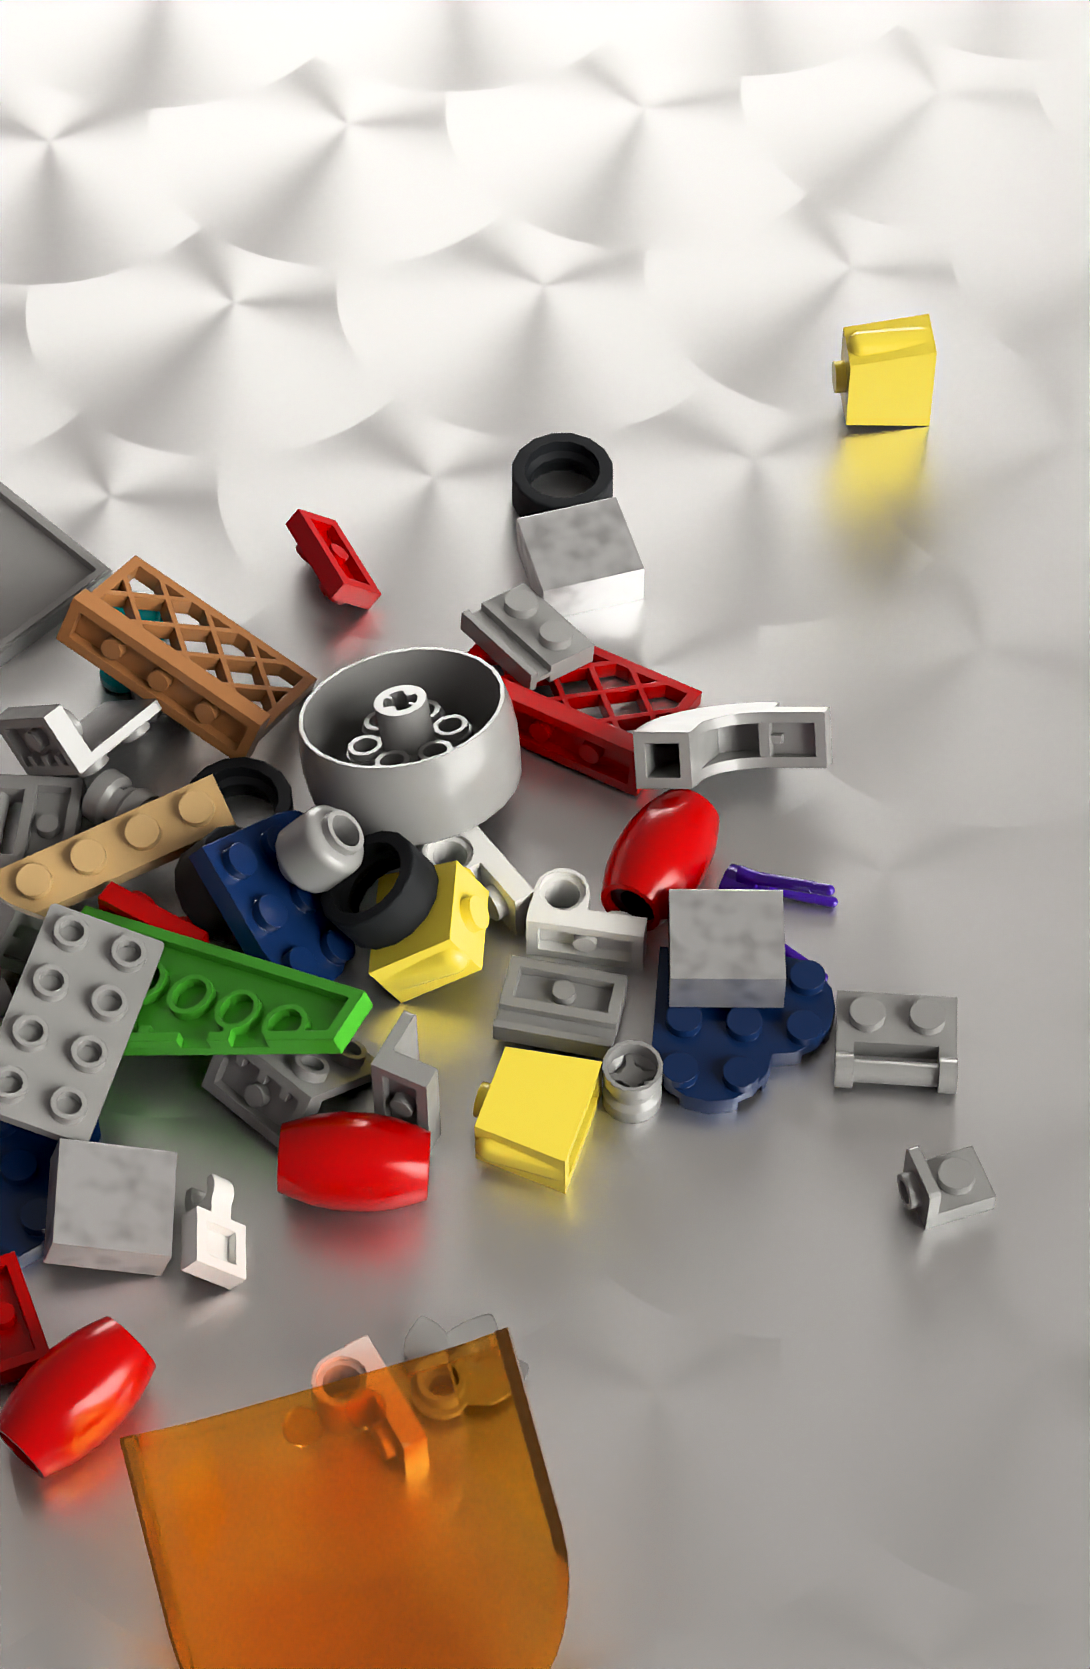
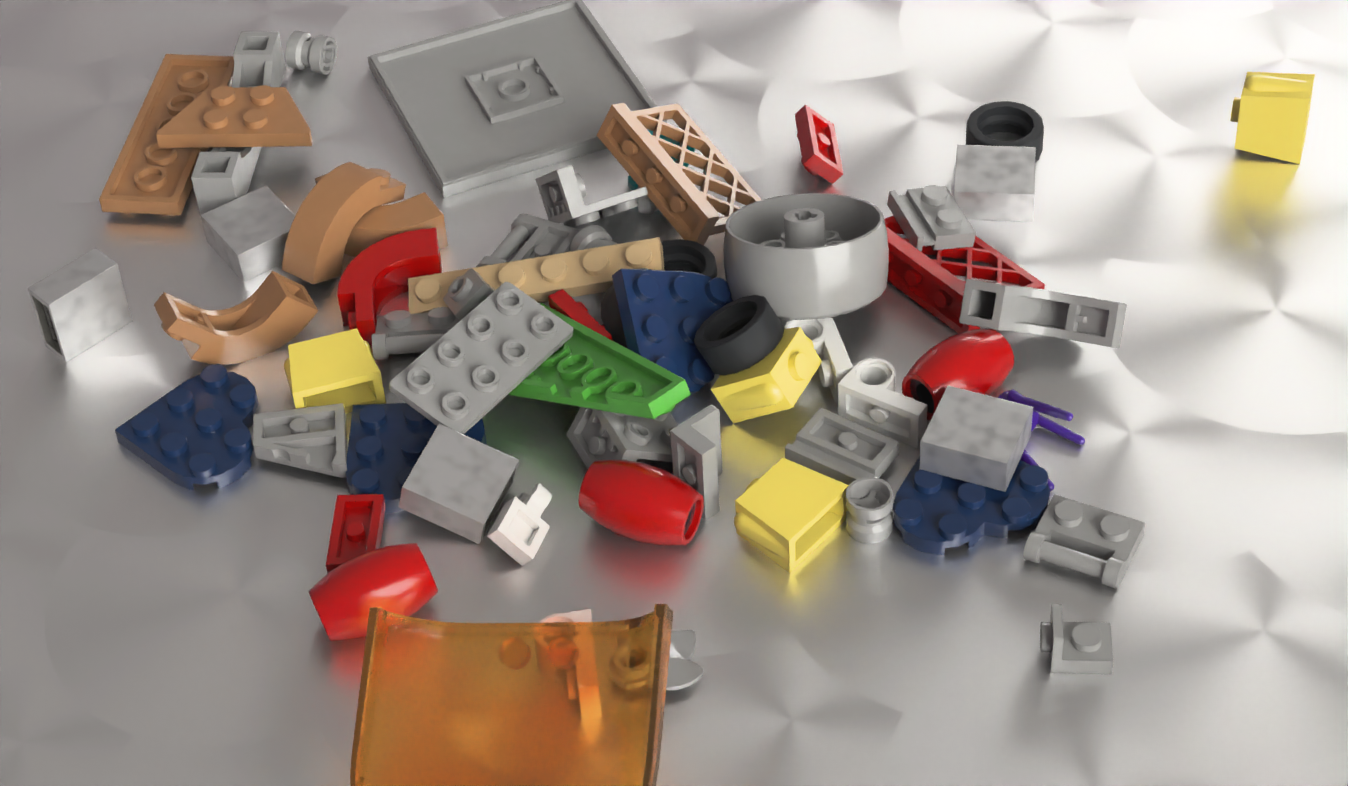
camera: 25 degrees right, 10 degrees down
(320, 848) = (705, 293): light grey head -> none

